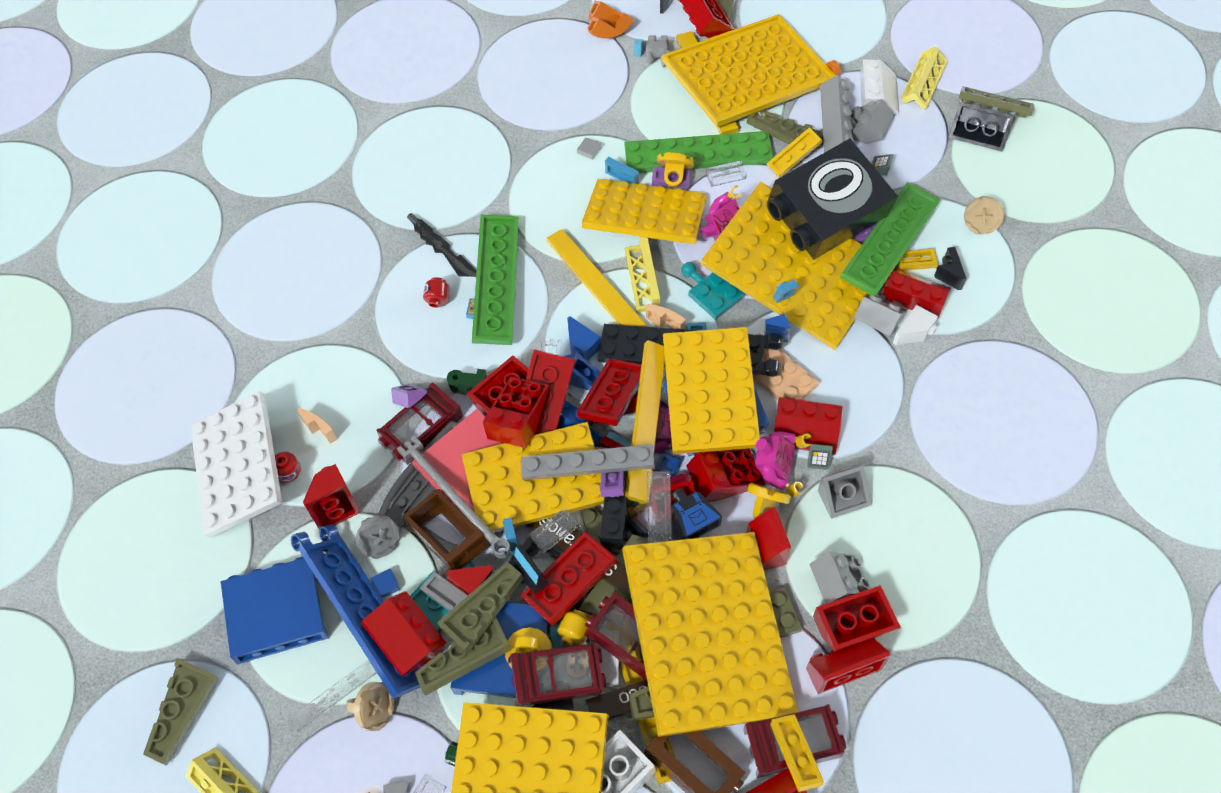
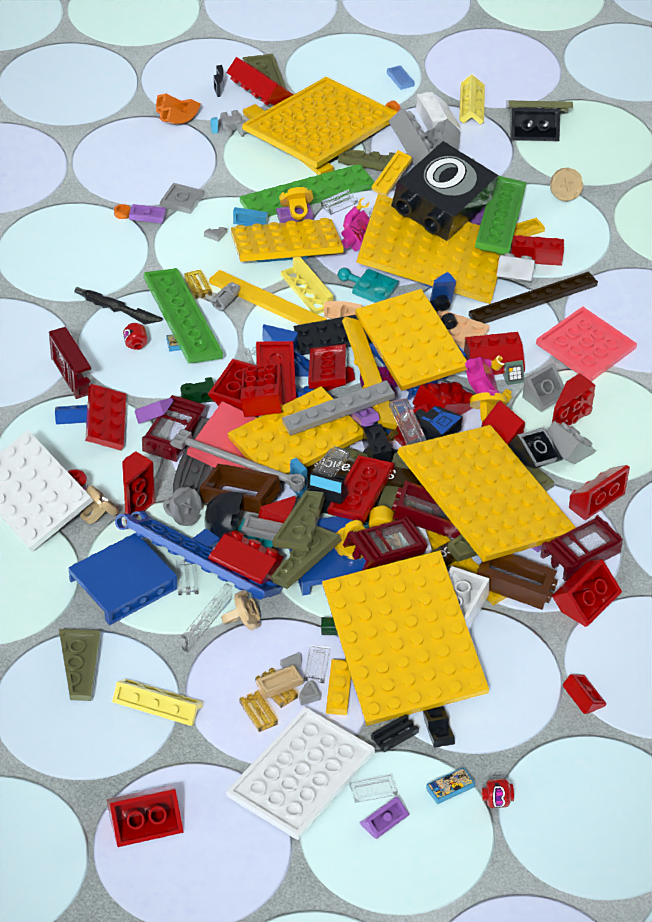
camera: 25 degrees left, 15 degrees down
(291, 502) = (98, 506): none -> tan tile
(315, 423) = (79, 449): light nougat slope -> none
(331, 633) = (188, 588): none -> clear tile
(333, 371) = (70, 414): none -> blue slope
(352, 310) = (69, 361): none -> dark red door
(358, 388) = (105, 417): none -> red plate
(411, 563) = (223, 513): none -> black brick
(500, 130) = (122, 211): none -> orange tile
(522, 140) = (147, 213): none -> medium lavender plate
(533, 252) = (196, 294): none -> clear yellow tile
(552, 265) = (225, 296): none -> light grey hinge
(566, 129) = (182, 198): none -> light grey tile
(580, 181) = (215, 234): none -> light grey tile
(589, 148) = (210, 208): light grey tile -> none
(785, 290) = (436, 264): dark azure plate -> none
(794, 582) = (535, 448): none -> black slope
(796, 753) = (589, 542): yellow plate -> none
(855, 618) = (590, 459): red slope -> none
(859, 31) = (400, 77): none -> medium blue tile
(869, 524) = (574, 400): none -> red slope
(886, 357) = (533, 298): none -> dark brown tile
(916, 327) = (548, 271): white slope -> none
(921, 439) = (586, 343): none -> coral plate
(951, 271) = (558, 227): black slope -> none

